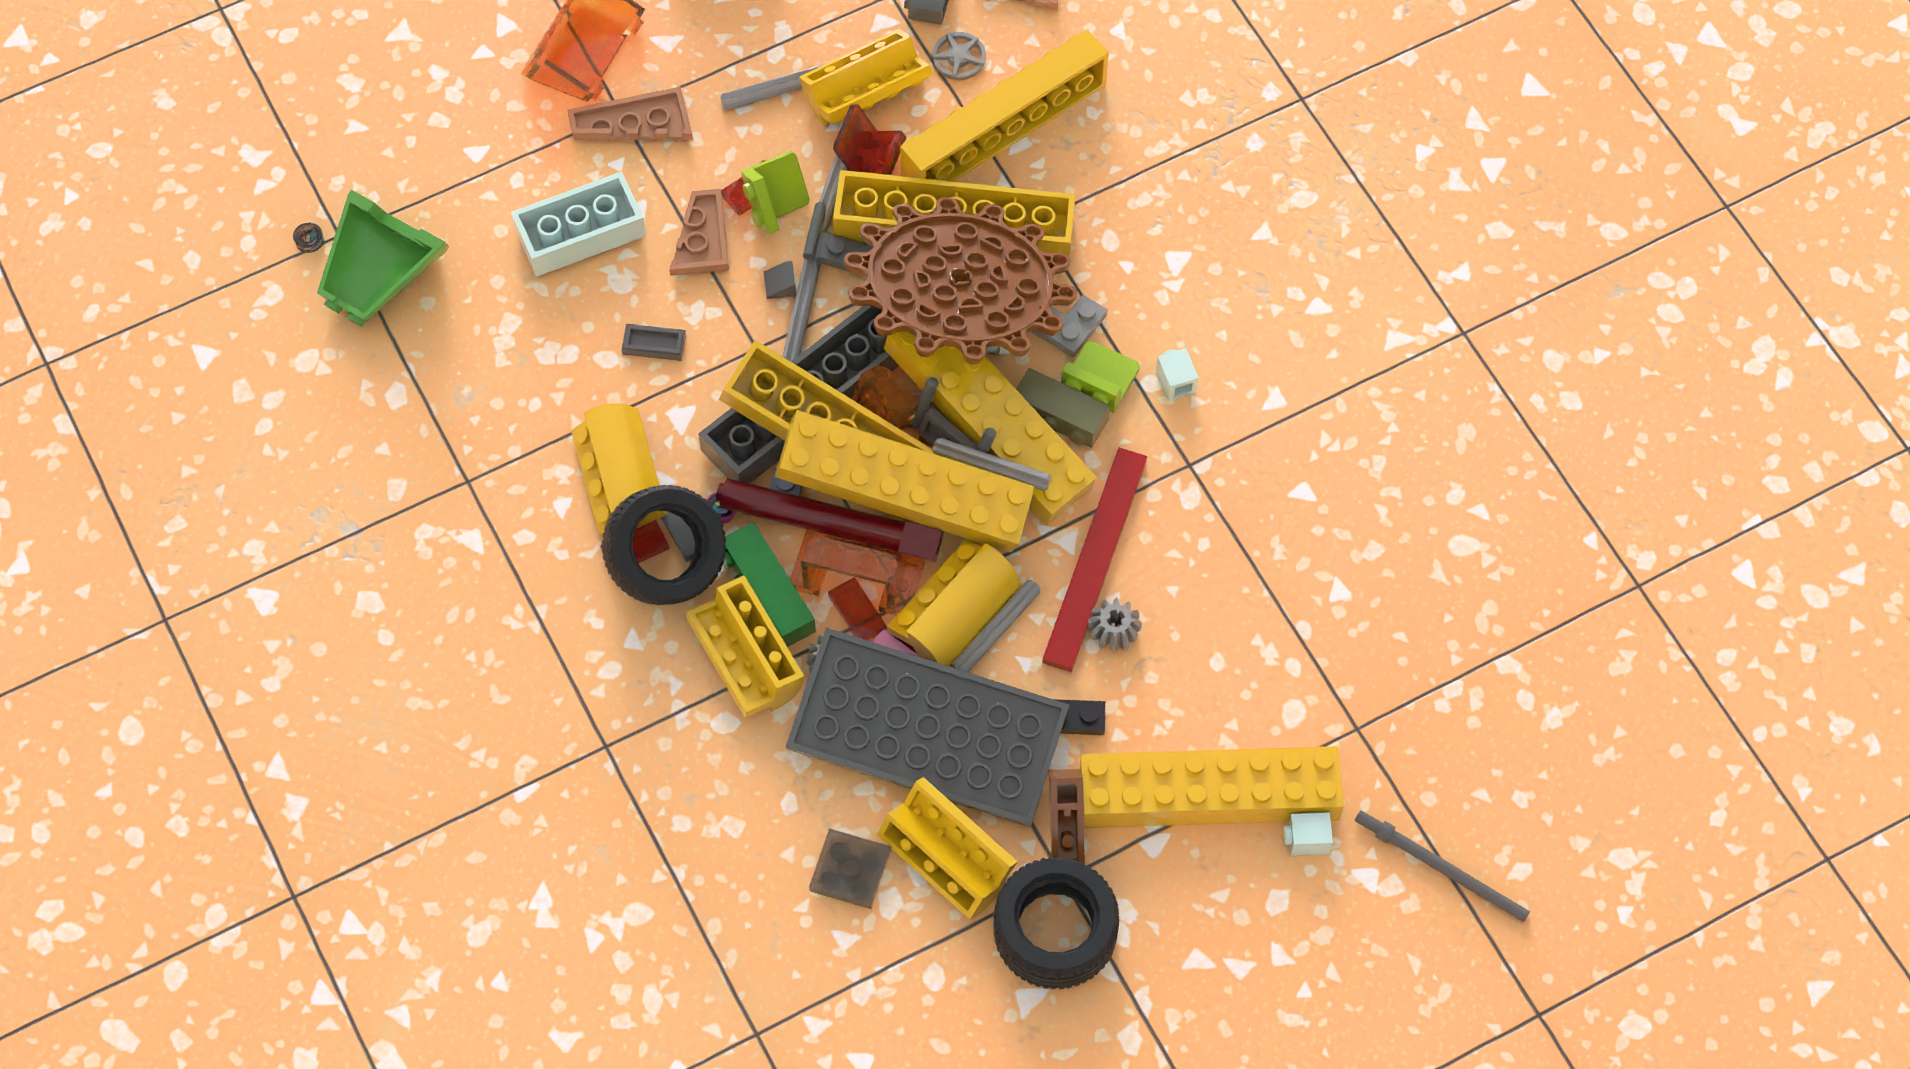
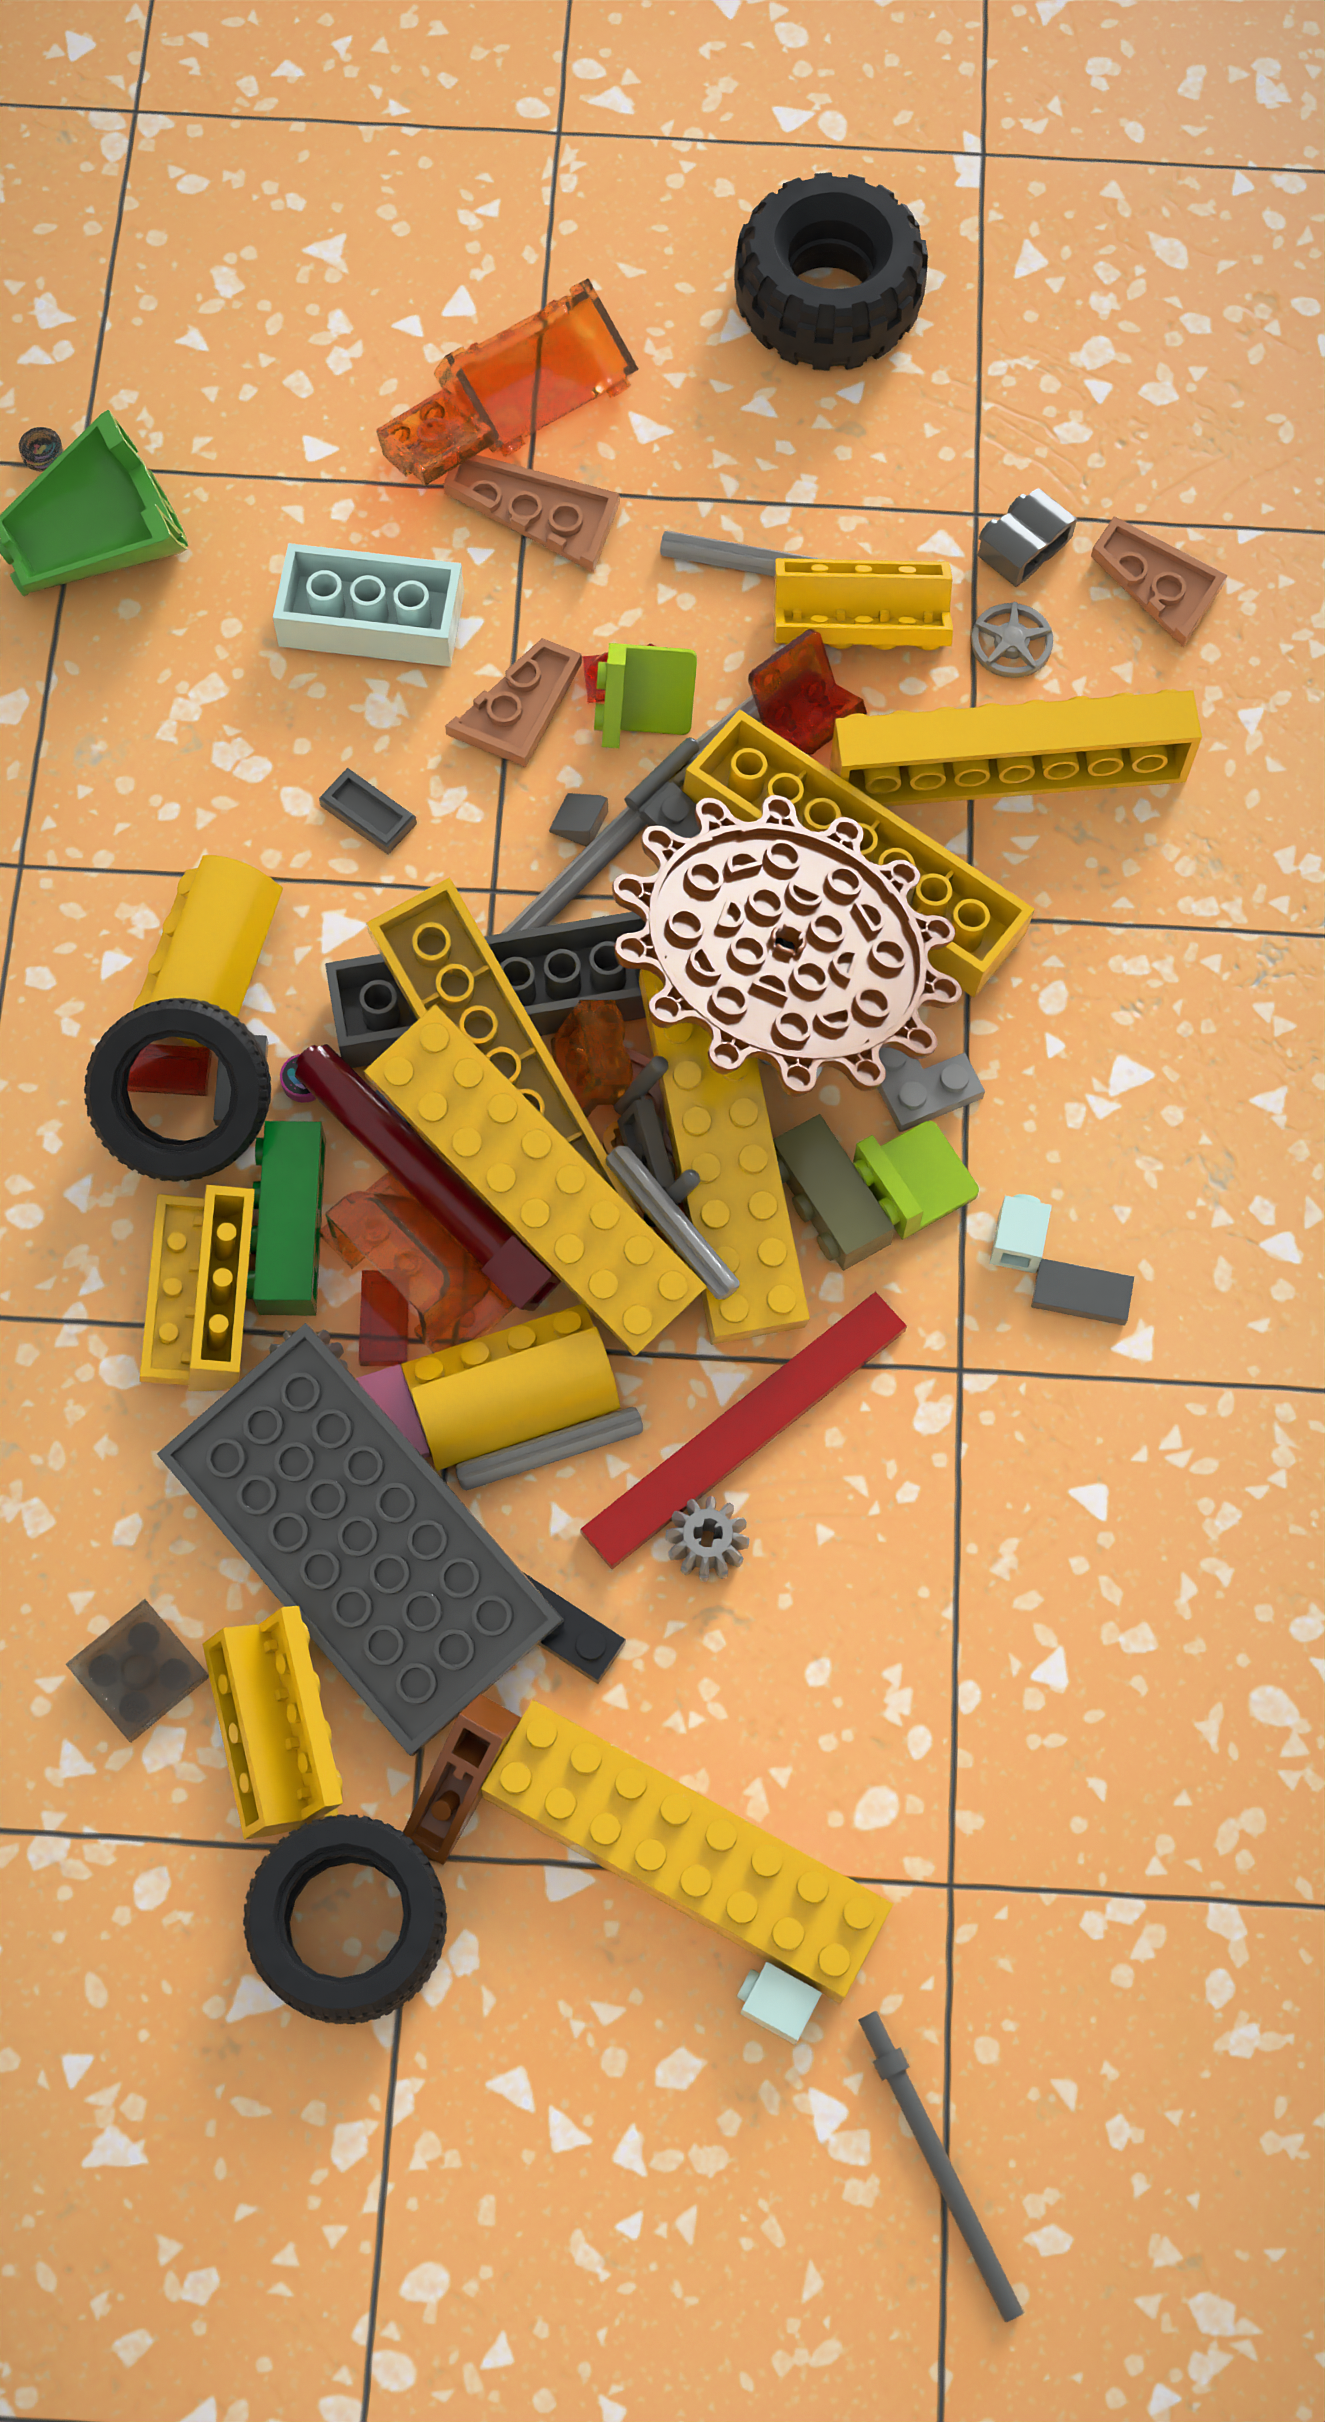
camera: 30 degrees right, 5 degrees up
(550, 109) = (434, 437): none -> clear orange plate
(1229, 387) = (1082, 1292): none -> dark grey tile

